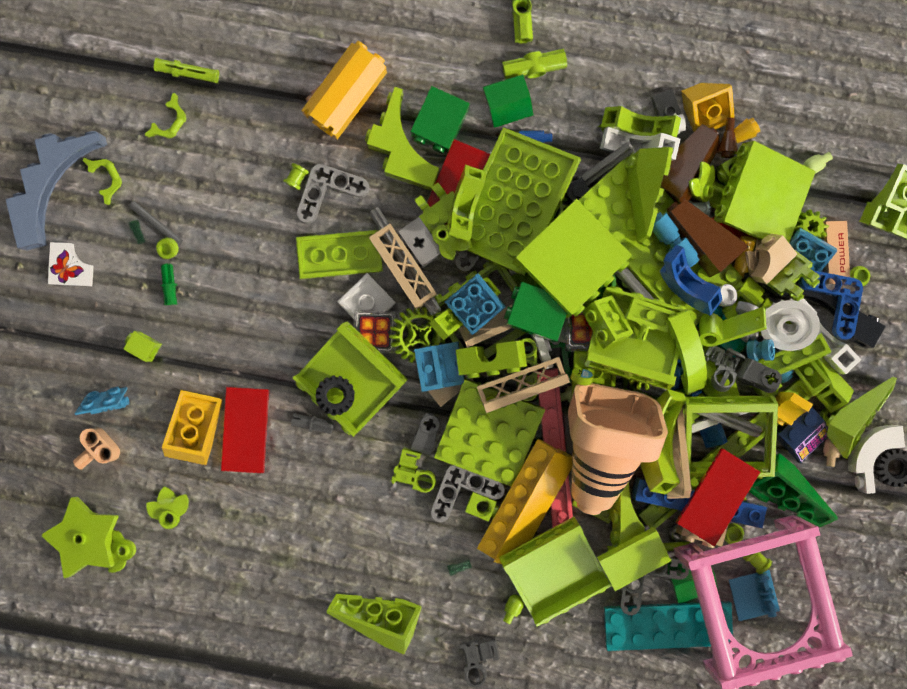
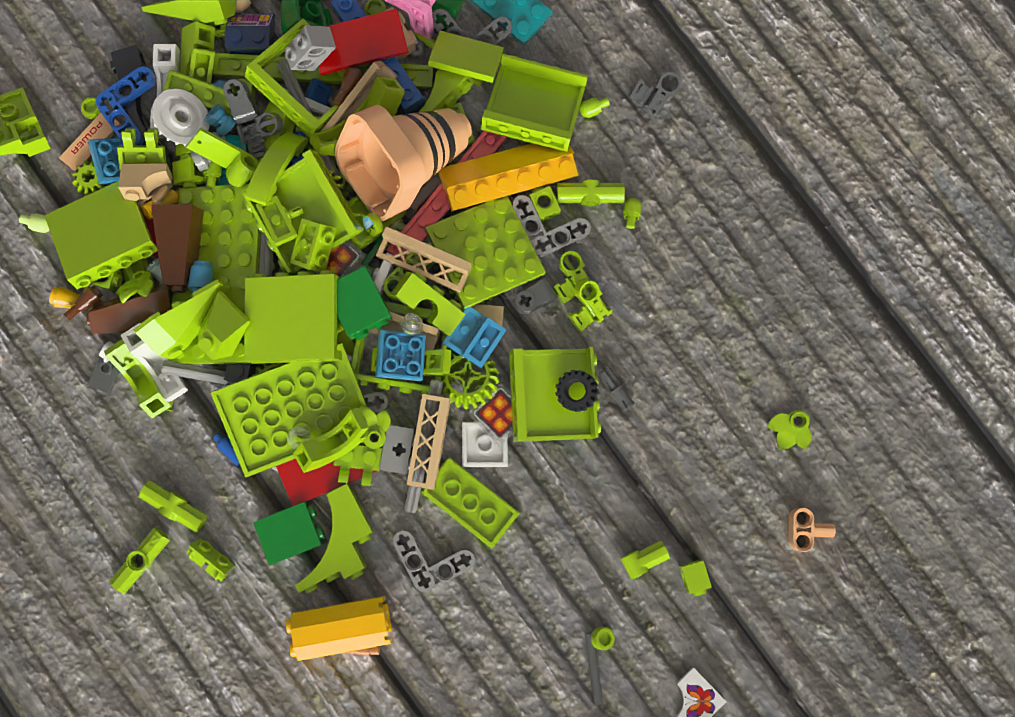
camera: 135 degrees left, 5 degrees down
(82, 538) = (865, 466): lime plate -> none
(98, 402) = (766, 561): dark azure hinge -> none
(117, 547) = (866, 436): lime plate -> none
(136, 229) = (612, 682): clear green piece -> none
(168, 285) = (629, 607): green axle -> none
(188, 321) = (641, 561): none -> lime piece
(192, 428) = (713, 474): yellow slope -> none
(245, 430) = (674, 434): red tile -> none
(295, 176) = (445, 597): lime bush -> none
(381, 466) = (592, 310): none -> lime piece
(381, 620) = (703, 190): lime wedge -> none
(416, 557) = (632, 212): none -> lime cylinder
(454, 569) = (609, 176): clear green piece -> none
(456, 544) = (590, 192): none -> lime piece
(485, 54) = (203, 552): none -> lime hinge
(487, 332) = (411, 324): none -> clear plate
(497, 187) = (297, 431): none -> clear plate
(508, 100) = (221, 496): green slope -> none
(614, 206) = (222, 328): none -> lime slope
(687, 285) = (225, 215): blue arch -> none
(690, 252) = (204, 245): dark azure brick -> none
(697, 465) = (349, 81): none -> reddish brown cone
(708, 104) = (72, 344): yellow slope -> none
(728, 294) = (205, 185): white tile -> none
(746, 458) = (310, 48): none -> light grey brick
(790, 407) = (239, 57): yellow arch -> none

